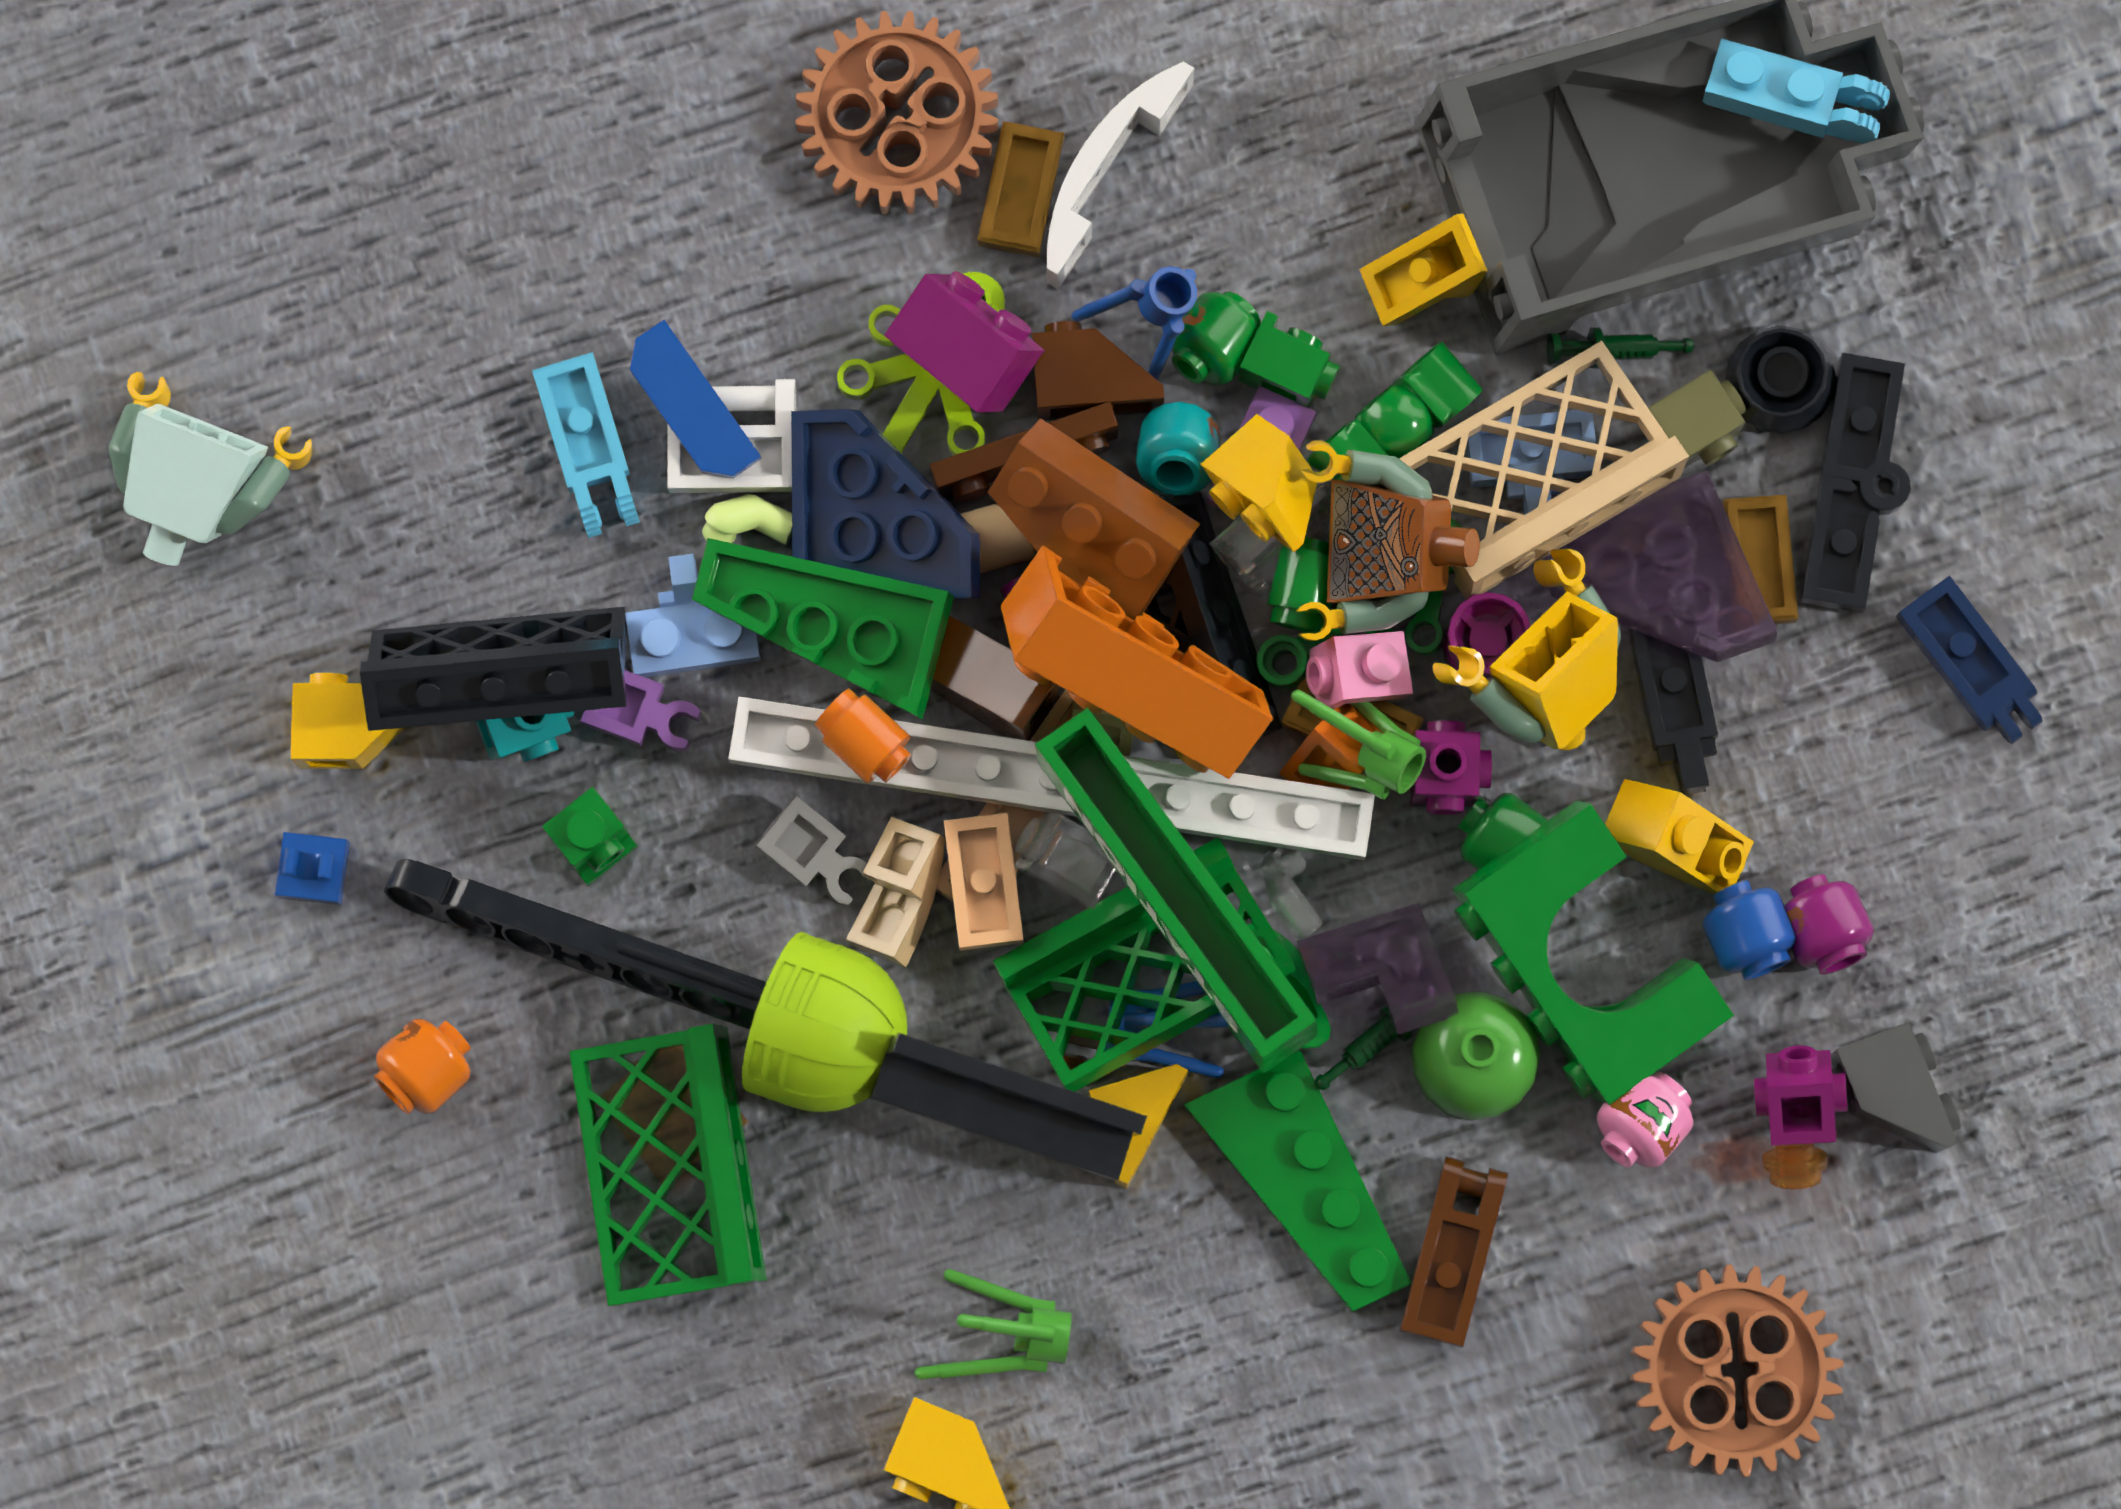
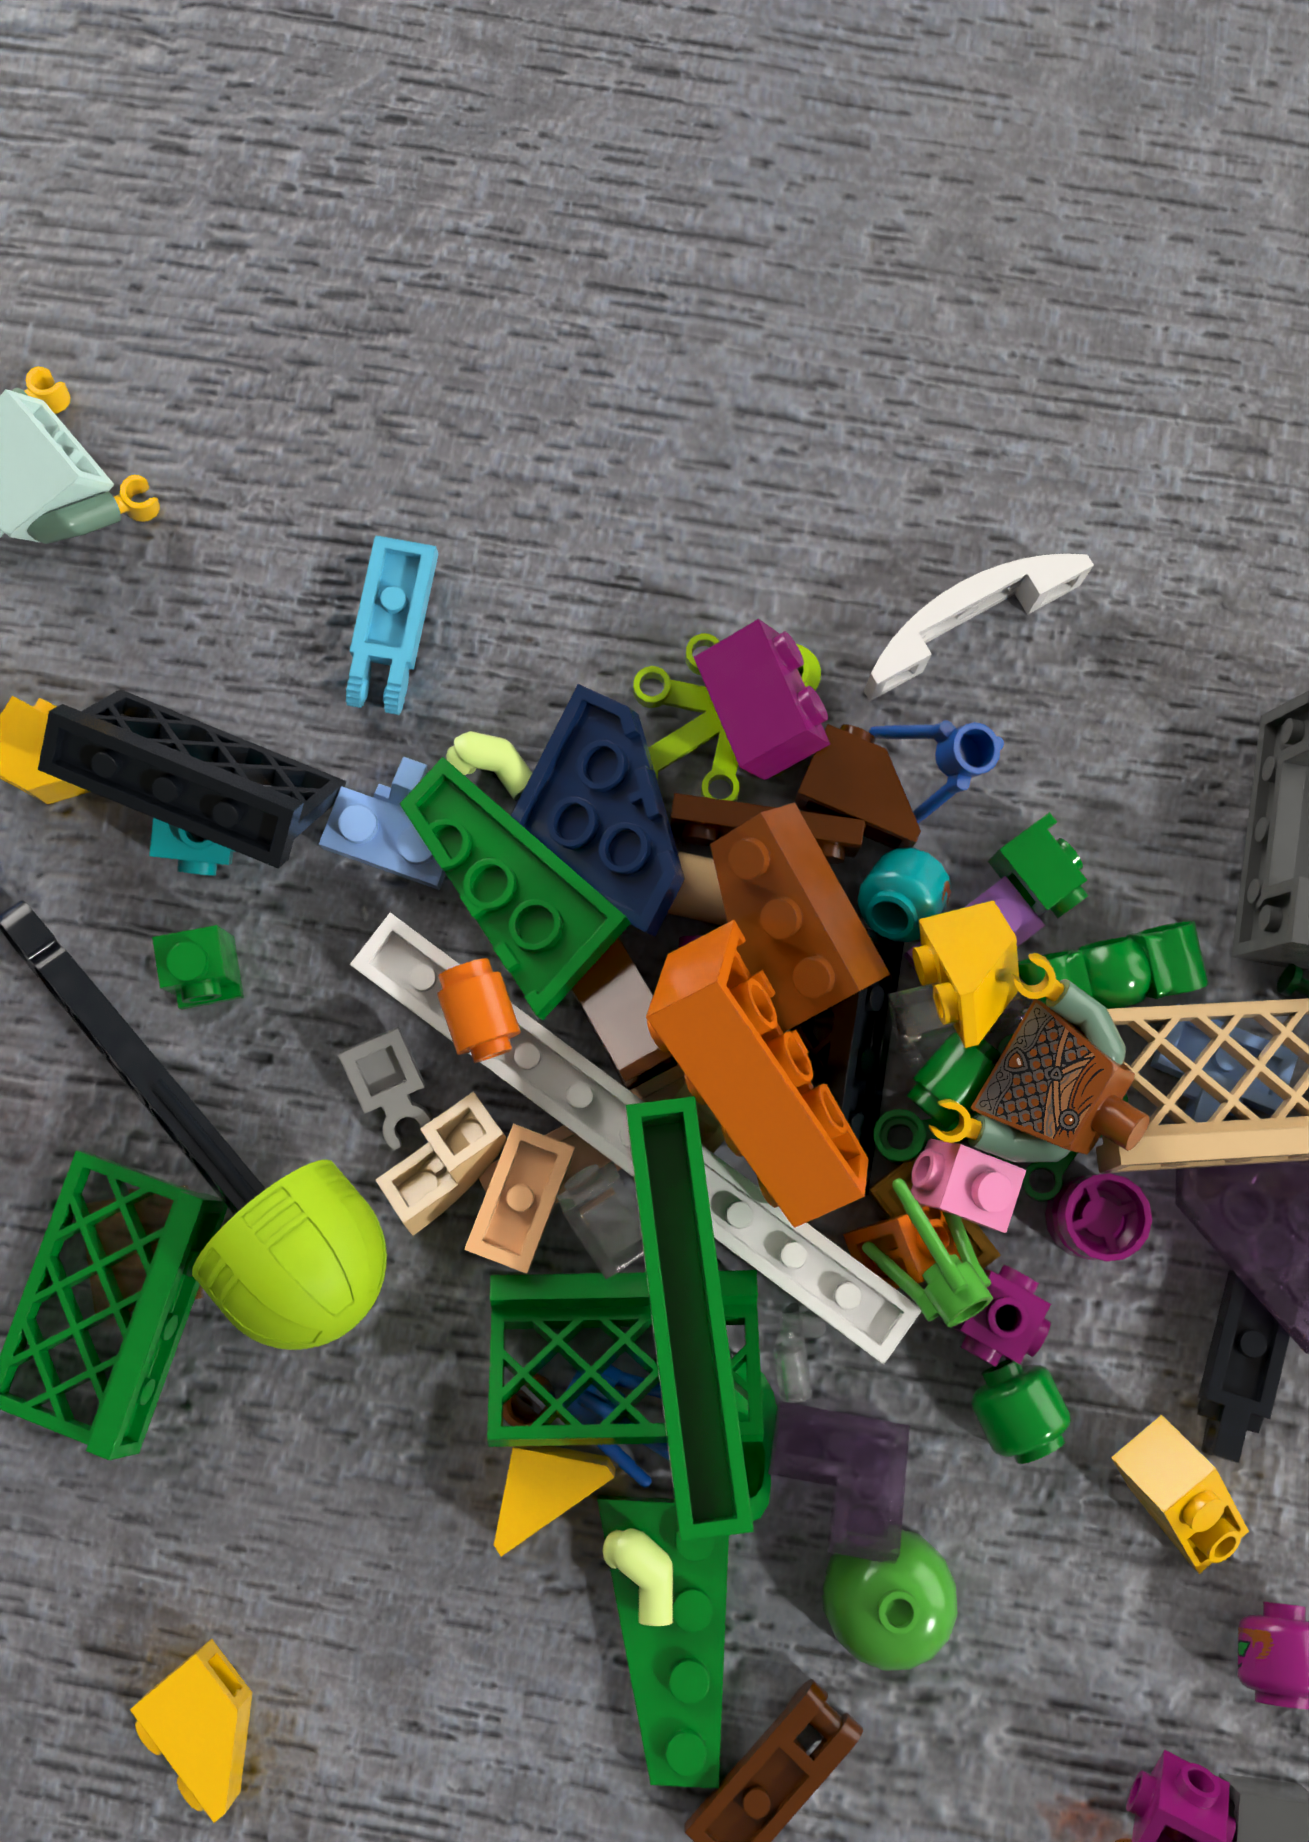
camera: 25 degrees right, 0 degrees up
(642, 714) = (305, 879): medium lavender plate -> none
(690, 404) = (494, 633): blue piece -> none
(772, 442) = (505, 696): white plate -> none
(942, 142) = (784, 431): nougat gear -> none
(1006, 1106) = (422, 1431): black fence -> none
(1020, 189) = (883, 598): pearl gold tile -> none
(1040, 1333) = (349, 1648): bright green plant -> none
(1215, 338) = (988, 813): green head -> none
(1257, 1131) = (647, 1567): none -> yellowish green arm
(1364, 1048) = (788, 1535): dark green piece -> none
(1425, 271) = (1214, 849): yellow slope -> none
(1513, 909) = (1003, 1490): green arch -> none
(1555, 671) = (1154, 1284): yellow torso -> none
(1646, 1122) = (1018, 1753): bright pink head -> none
(1749, 930) = (1209, 1624): blue head -> none

